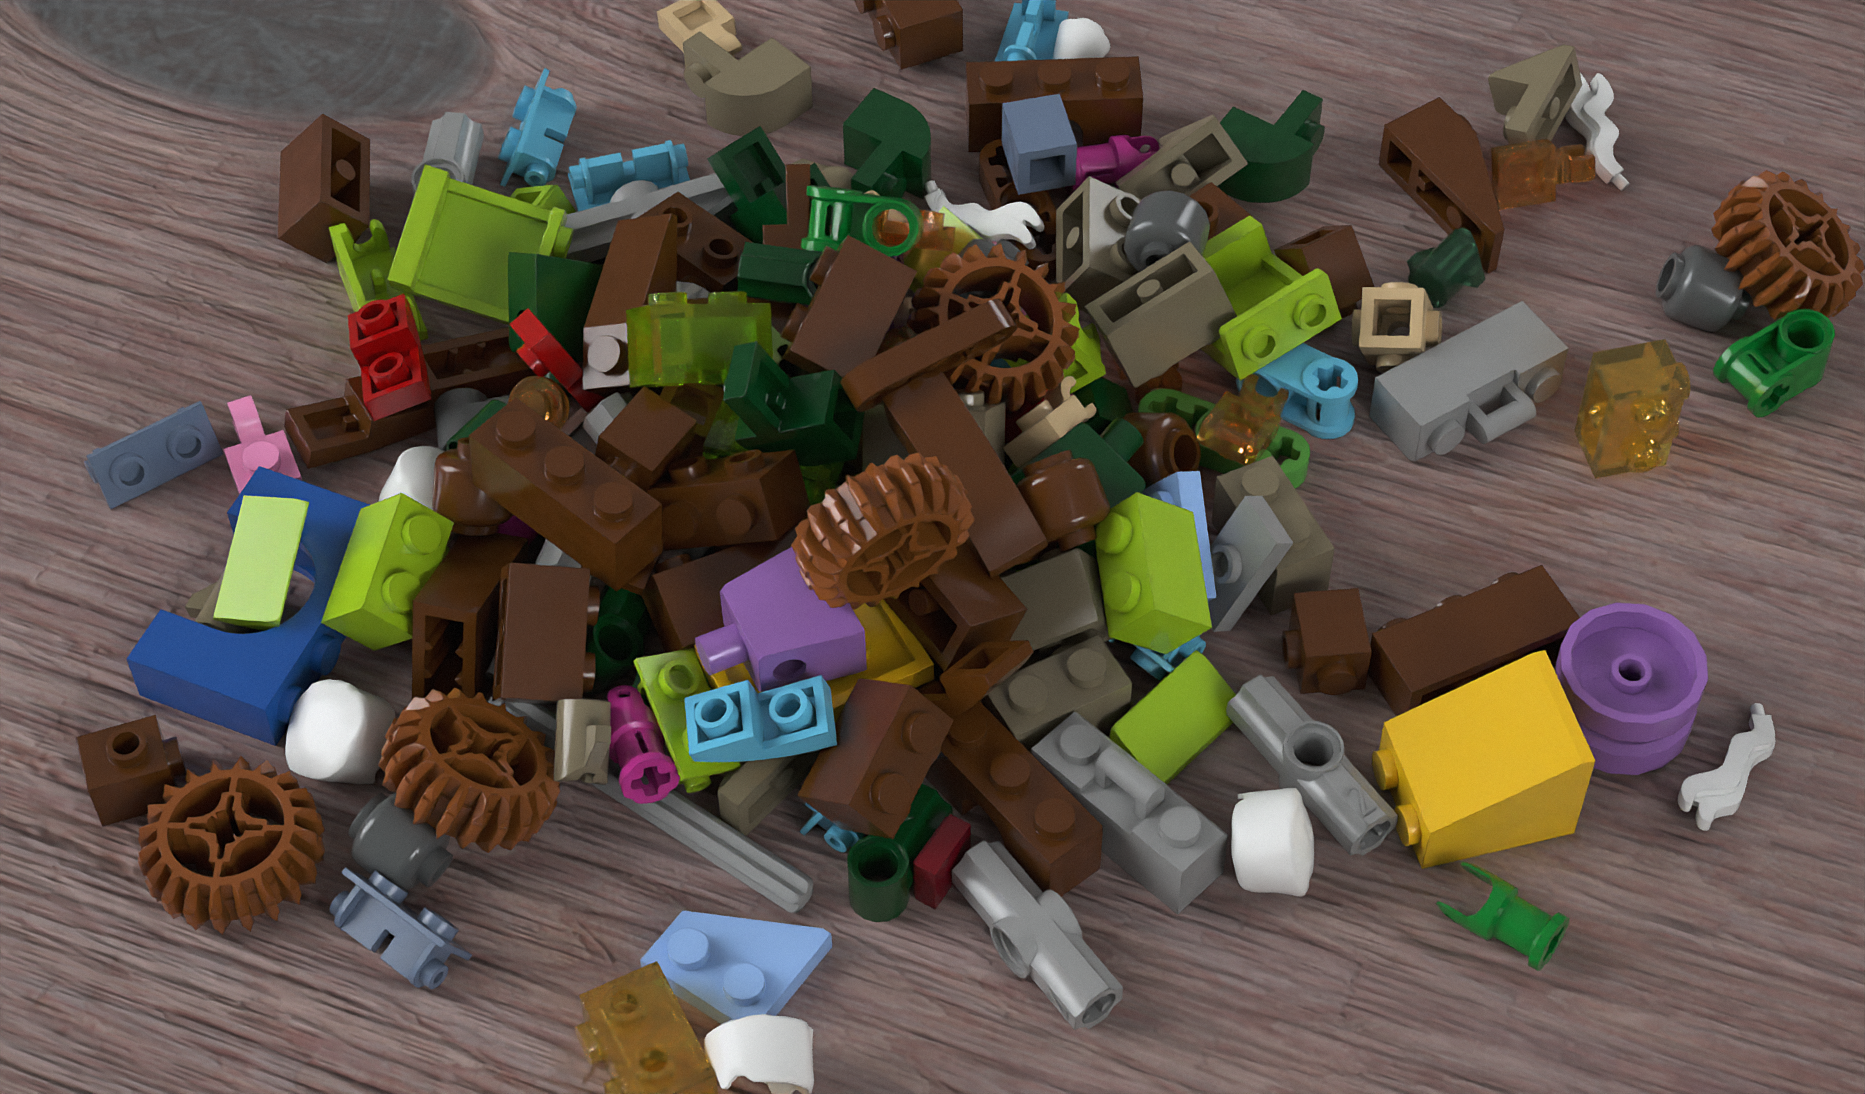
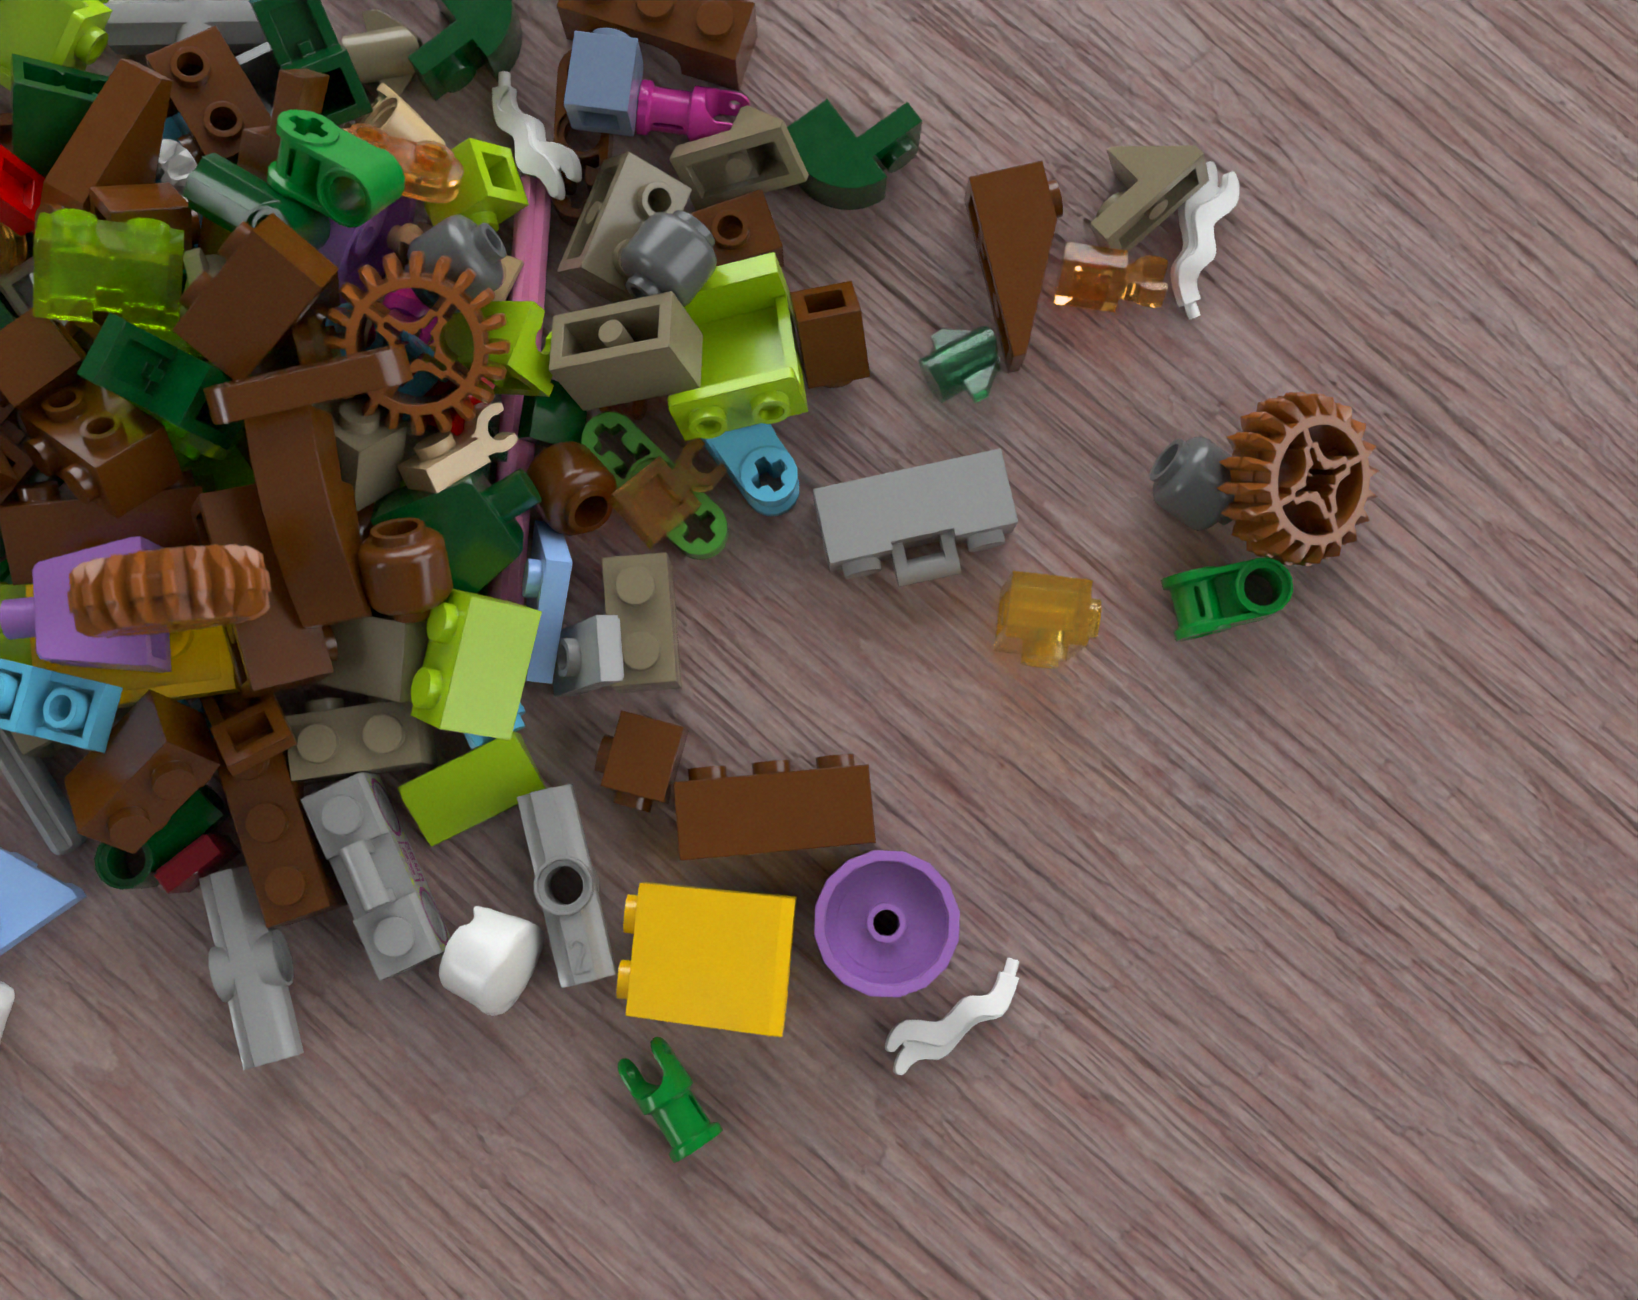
camera: 20 degrees right, 30 degrees up
(1390, 308) = (849, 432): tan brick -> none

